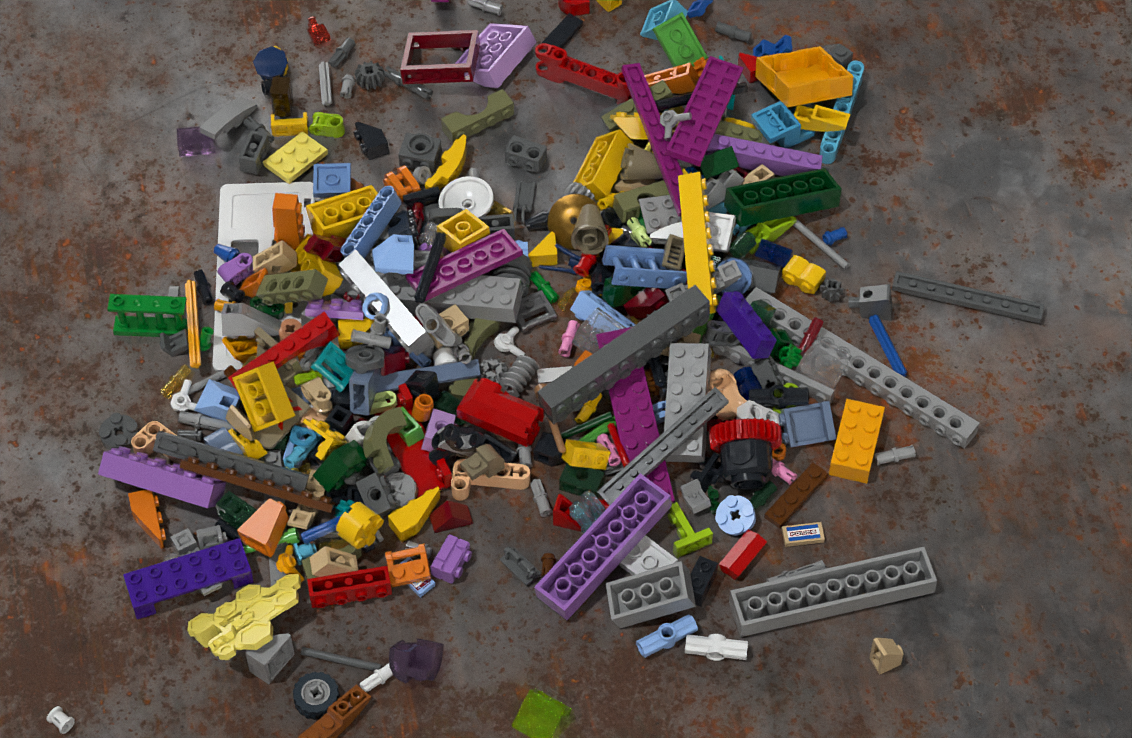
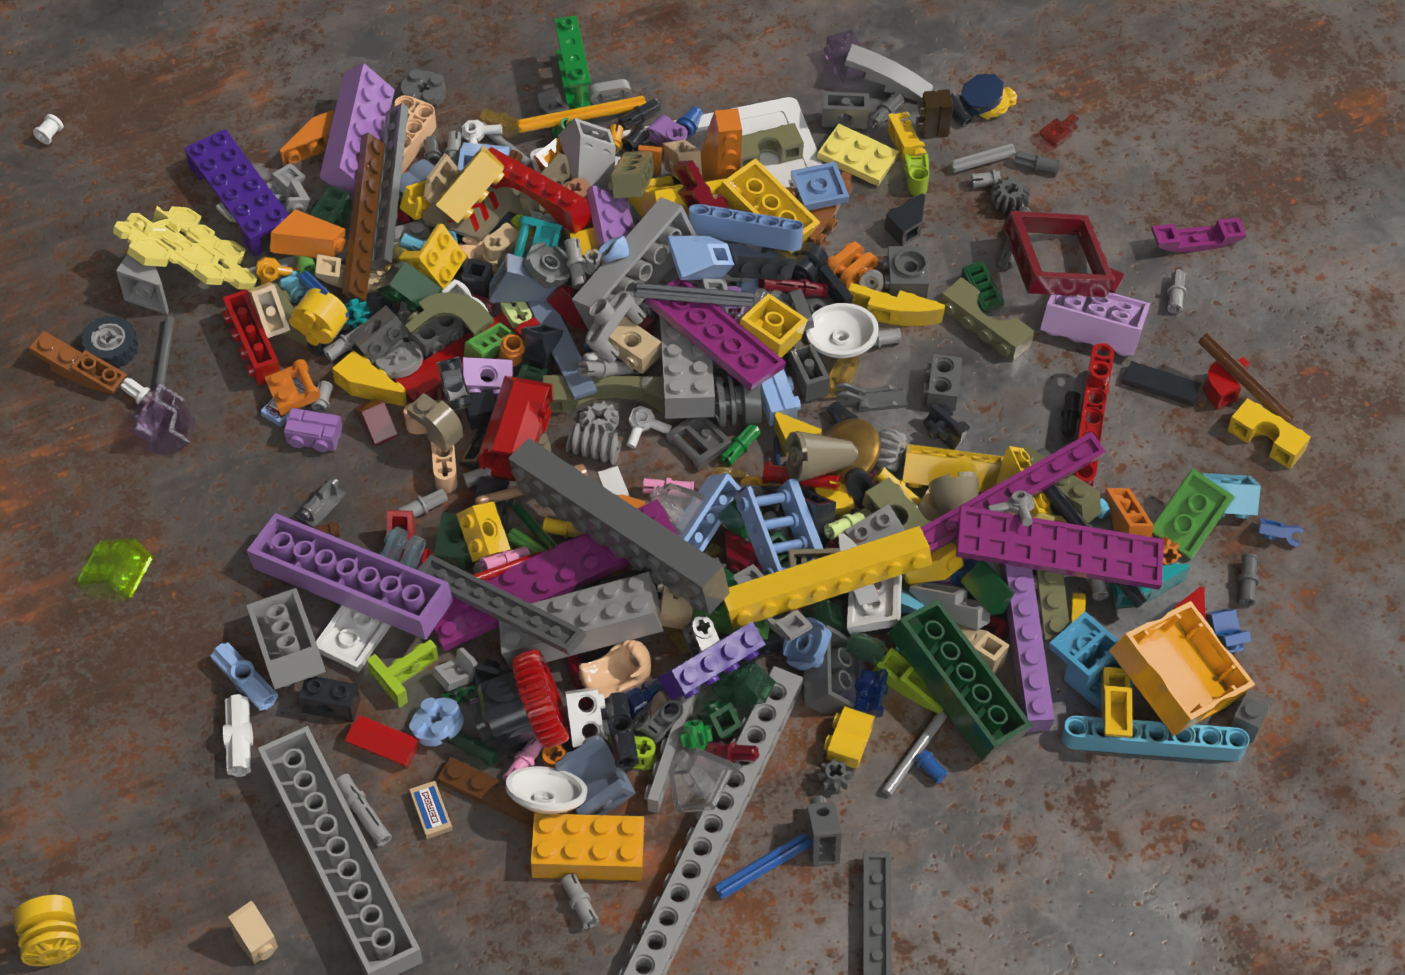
camera: 75 degrees right, 0 degrees up
(267, 196) = (782, 140): none -> olive arch
(435, 111) = (978, 272): none -> dark green slope
(564, 163) = (943, 426): none -> black hips
(572, 90) = (1070, 413): none -> black axle
(813, 451) = (546, 789): none -> white dish

